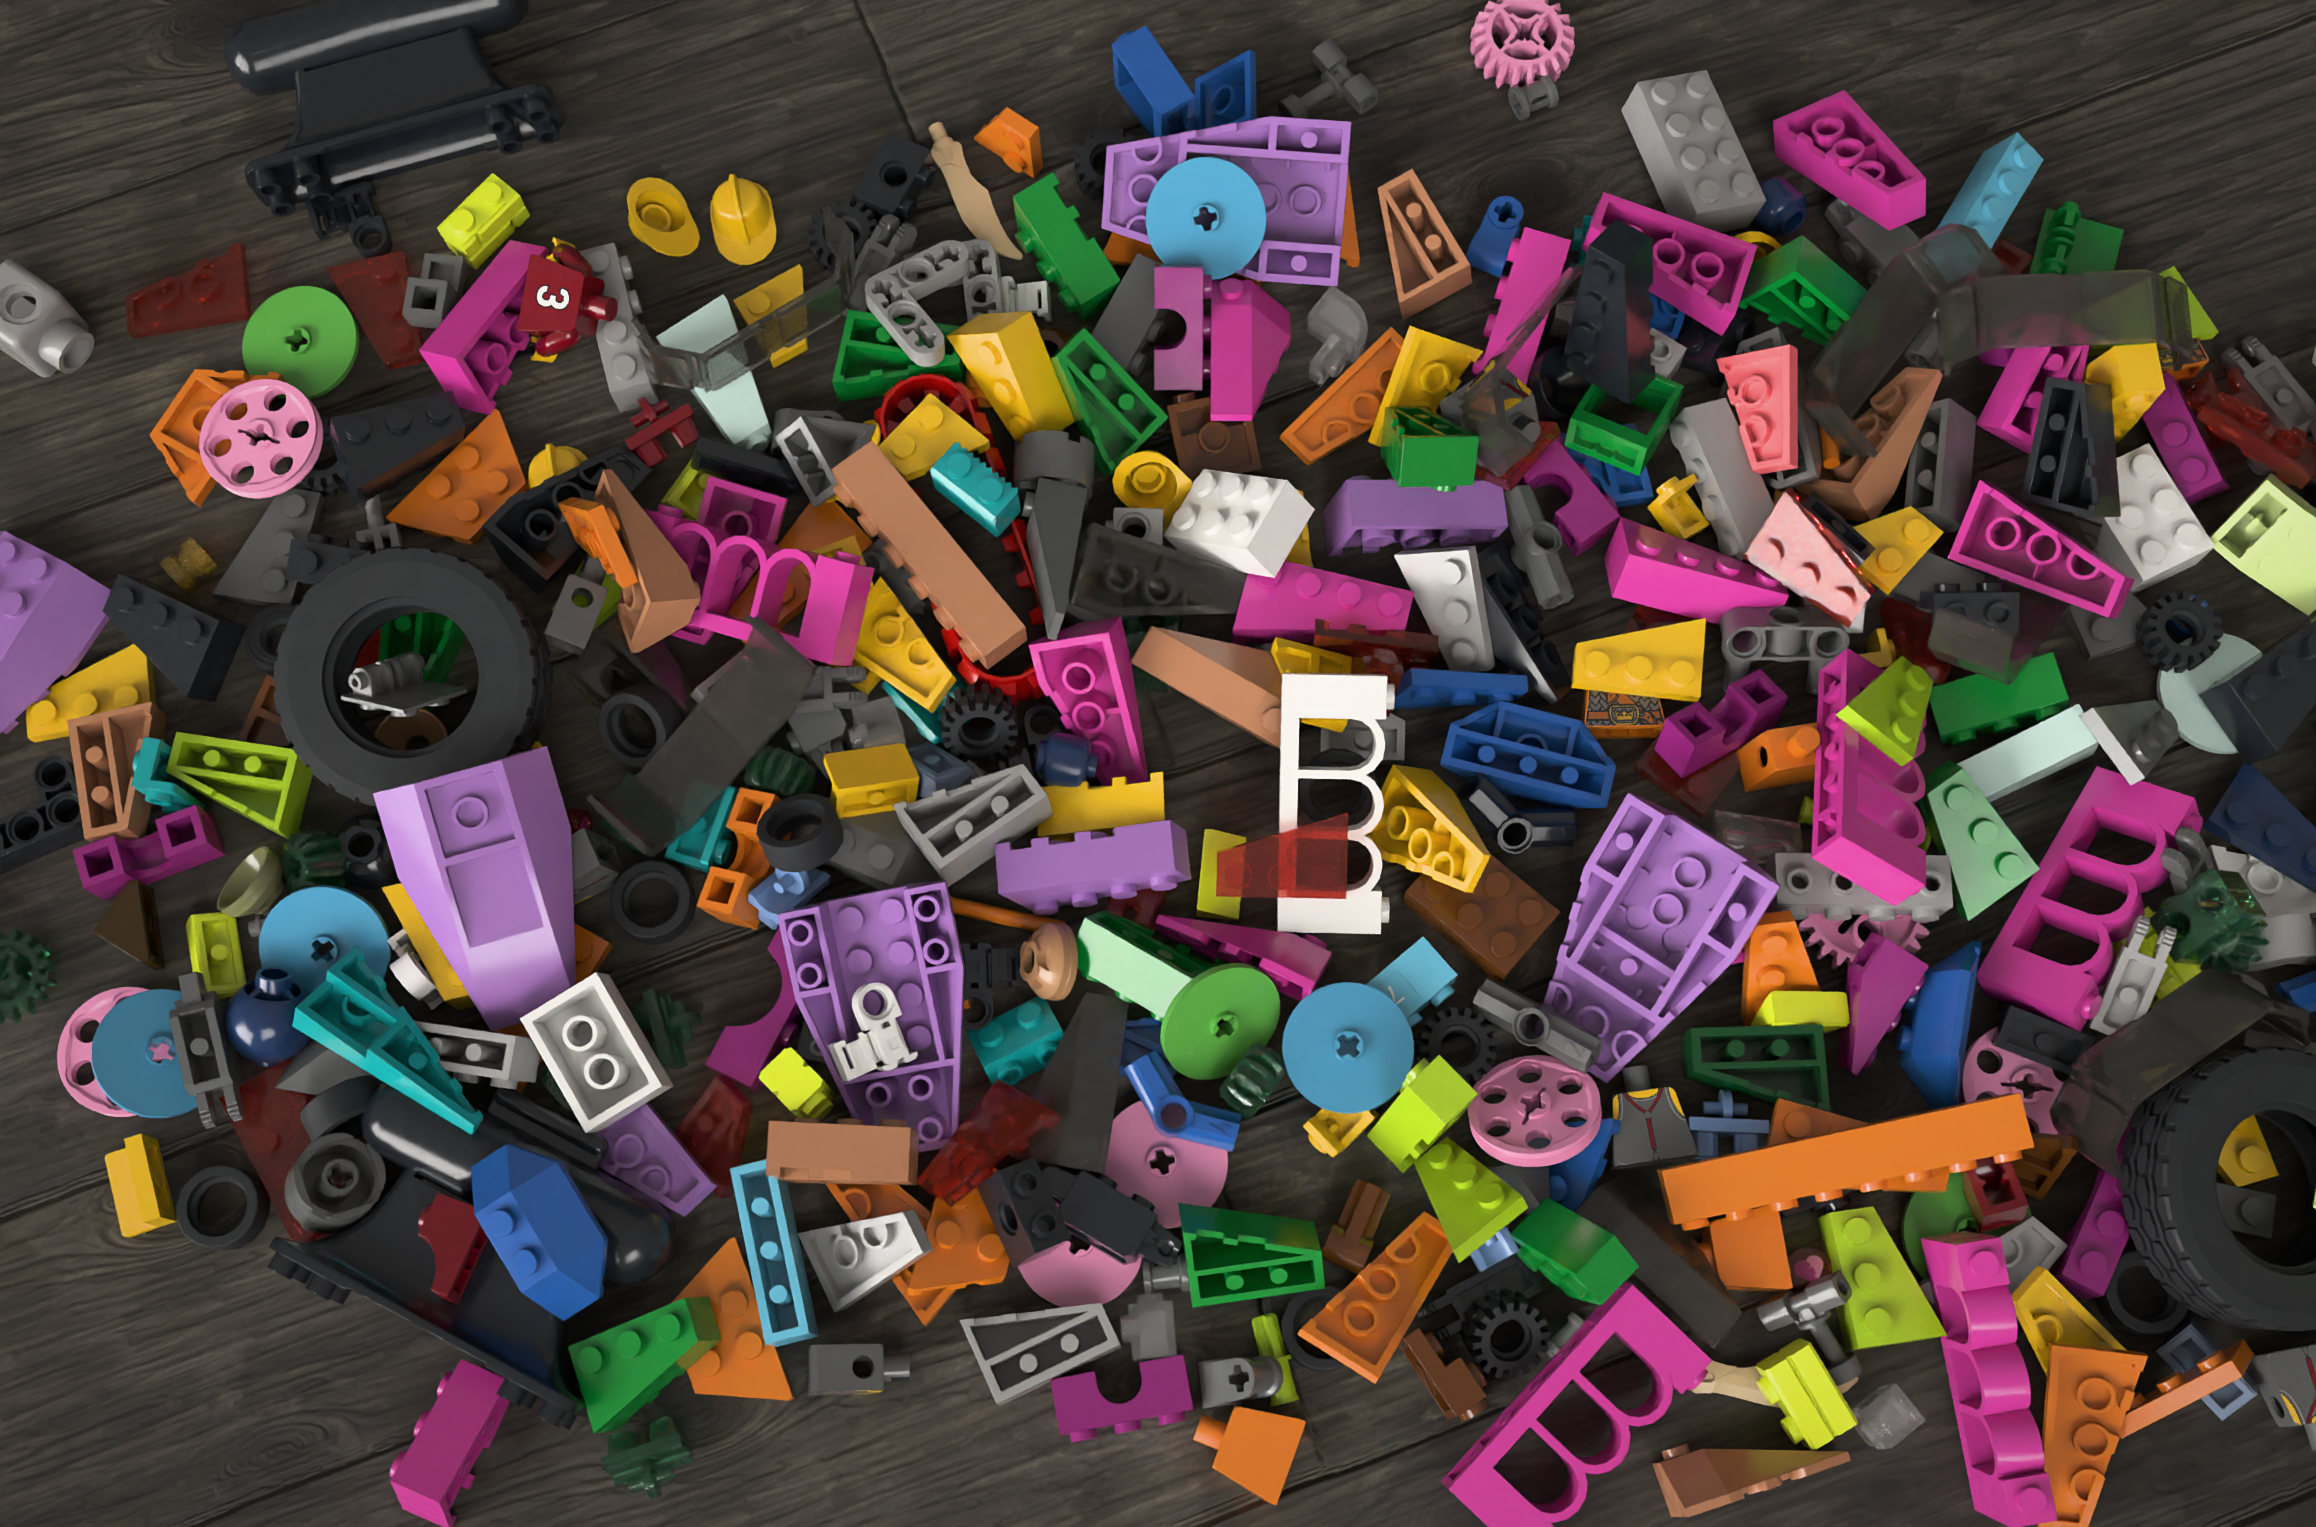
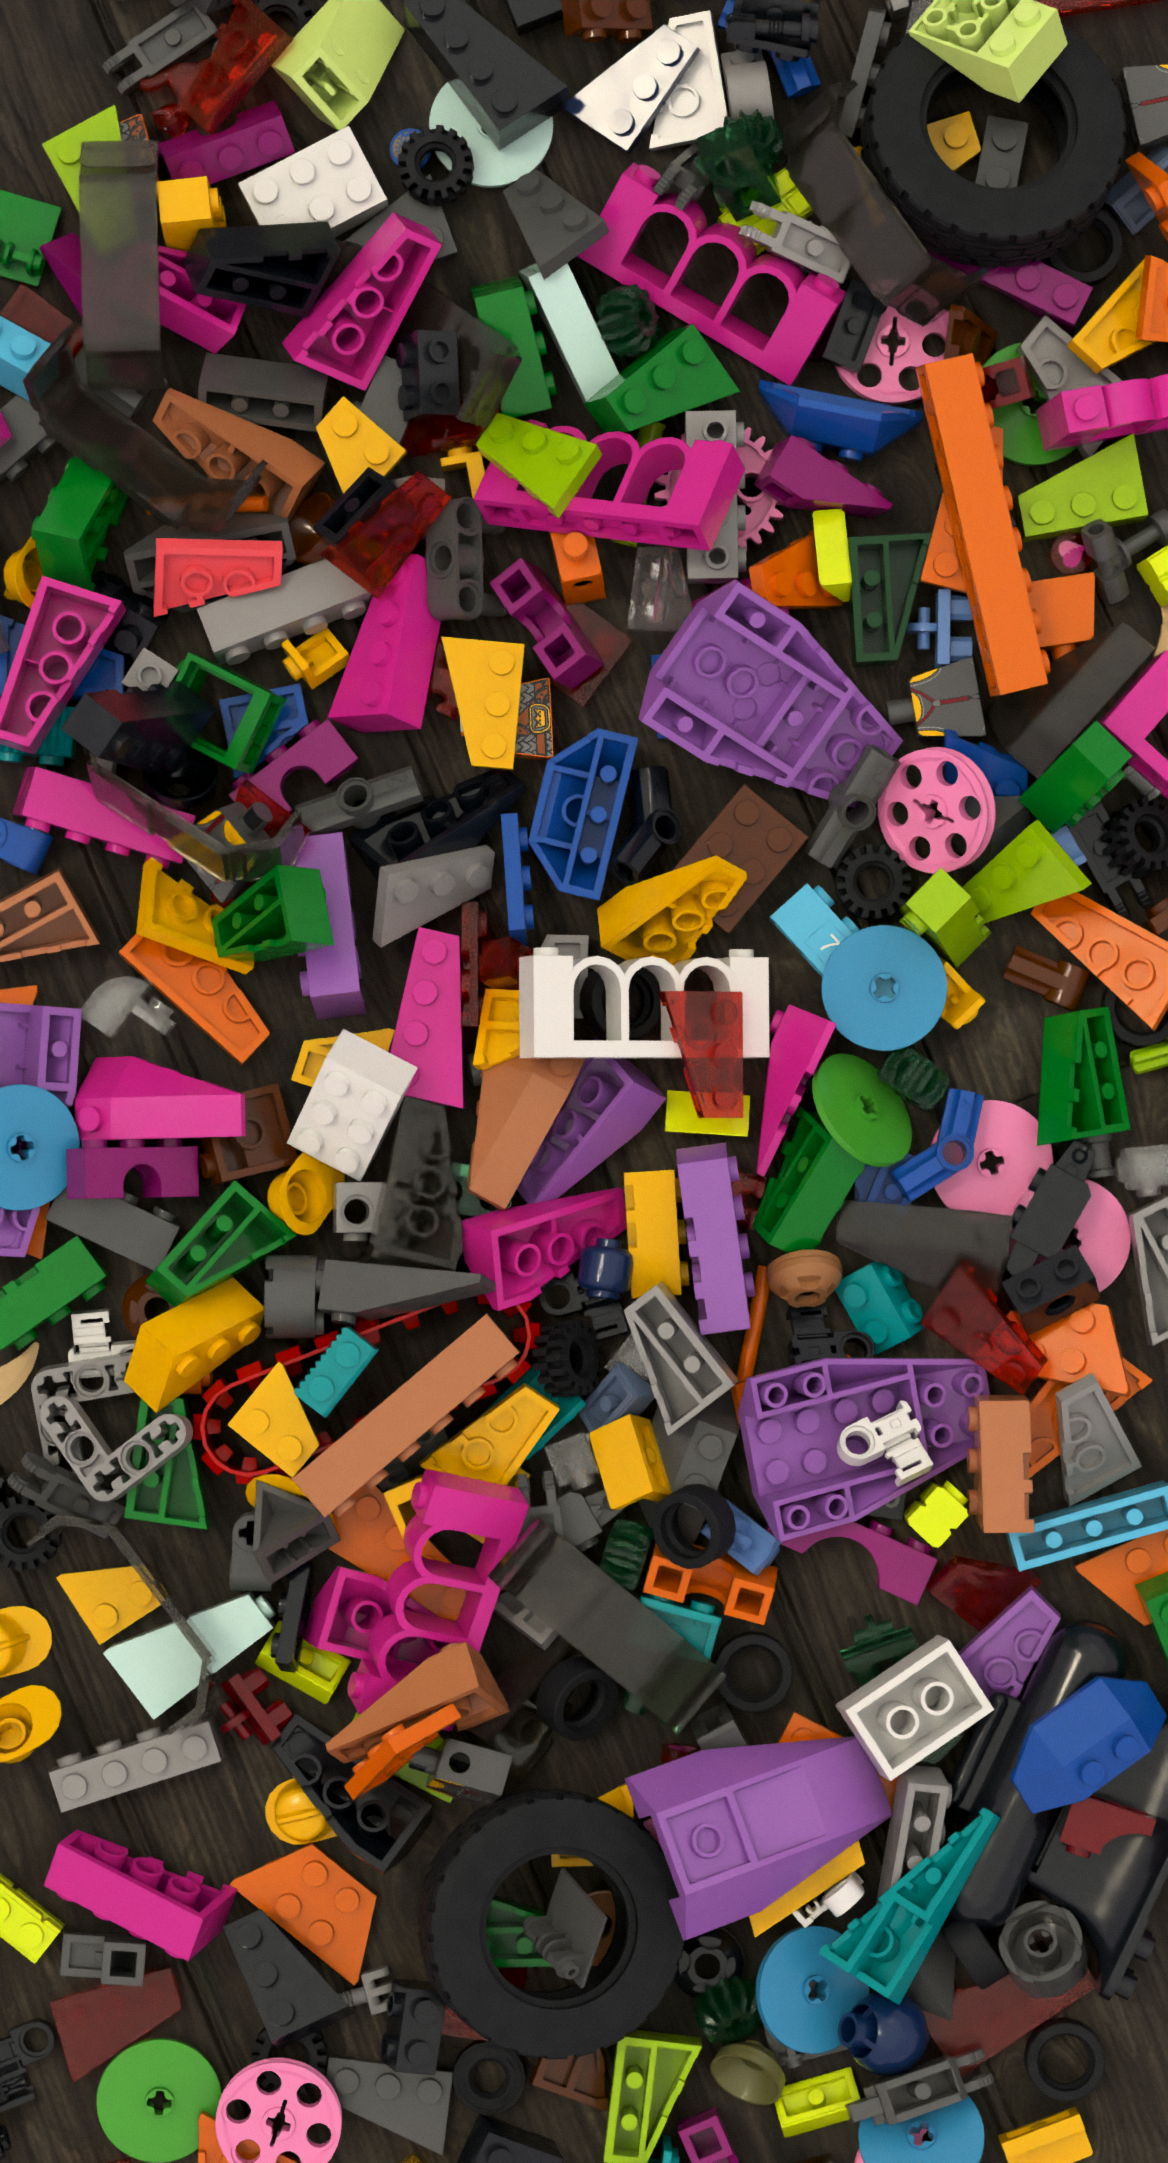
camera: 90 degrees left, 15 degrees up
(562, 301) = (122, 1816): dark red torso -> none
(1224, 771) = (600, 1115): none -> medium lavender wedge
(2036, 809) = (628, 320): none -> clear green gear

